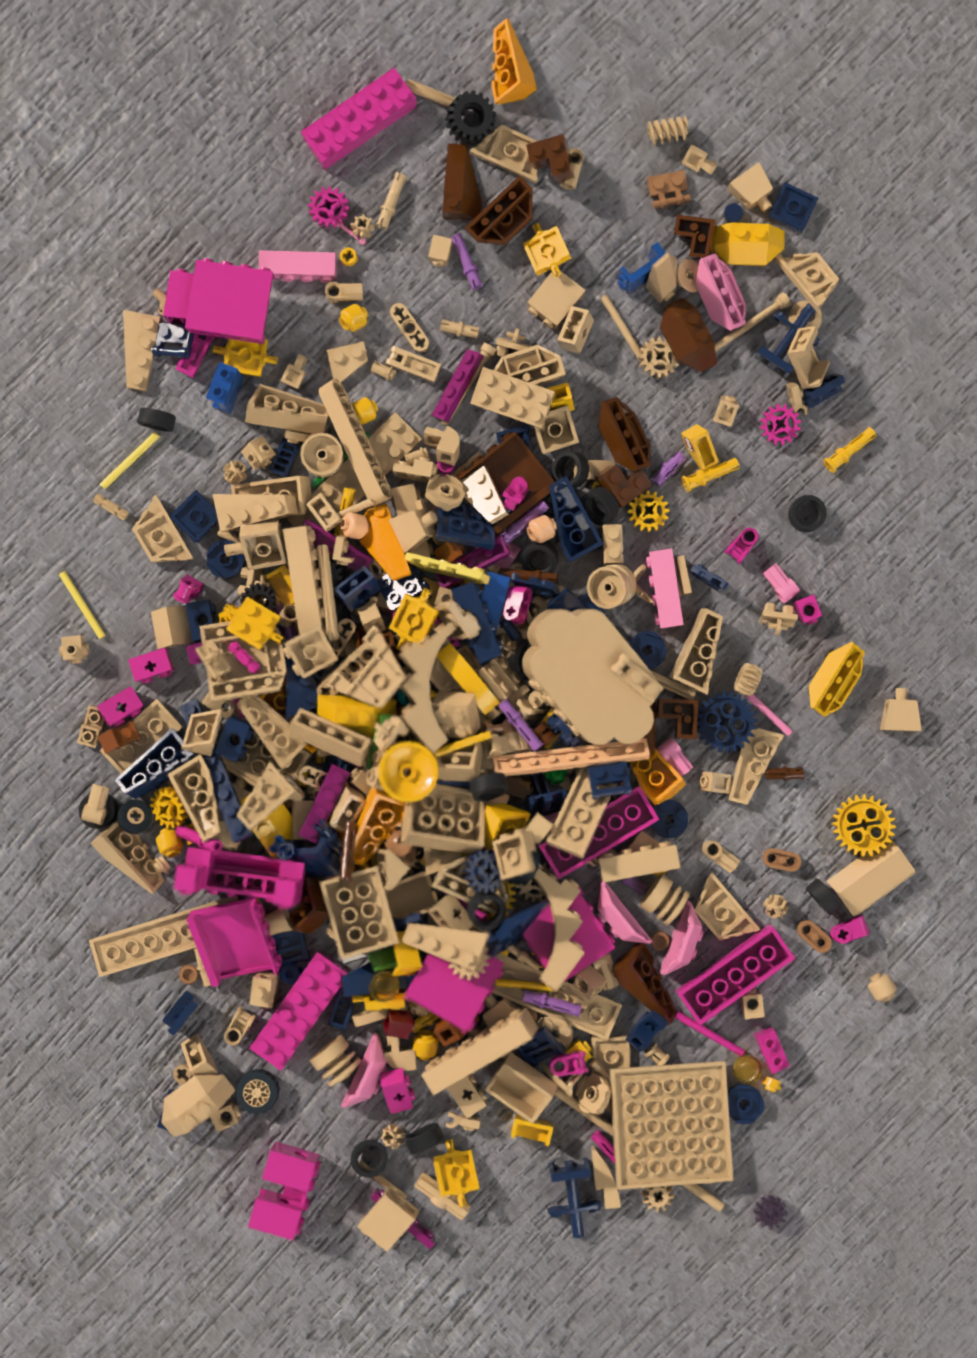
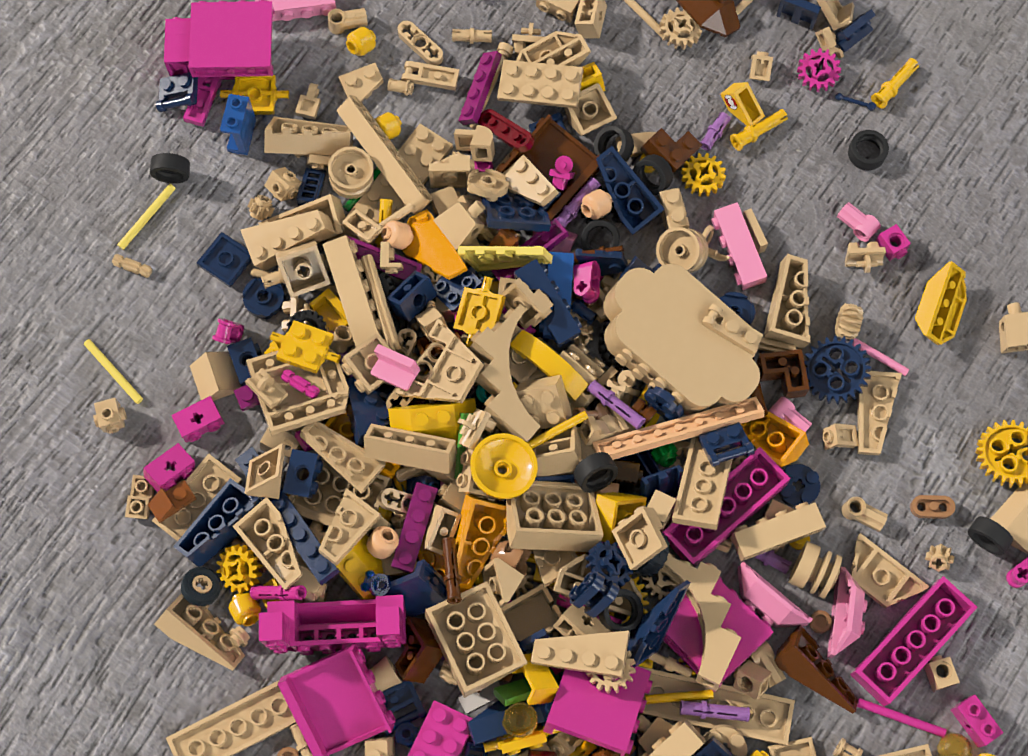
camera: 10 degrees left, 15 degrees down
(95, 809) = (155, 581): tan piece -> none
(111, 817) = (146, 576): black tyre -> none
(139, 339) = (141, 96): tan wing -> none
(159, 535) = (189, 285): tan wing -> none
(161, 296) = (159, 55): tan arm -> none
(294, 813) = (382, 542): none -> light nougat head
(327, 665) = (394, 368): none -> bright pink panel
(331, 834) = (422, 554): dark blue pin -> none
(465, 897) = (594, 594): none -> dark blue brick
(472, 438) = (506, 130): none -> dark red plate
(624, 435) = (660, 104): reddish brown wedge -> none
(645, 1029) = (829, 722): dark blue brick -> none
(708, 578) = (783, 228): dark blue wing -> none
(741, 546) = (807, 192): dark pink piece -> none
(784, 773) = (912, 414): reddish brown axle -> none
(813, 936) = (989, 583): medium nougat plate -> none
(821, 468) = (871, 106): none -> dark blue hinge

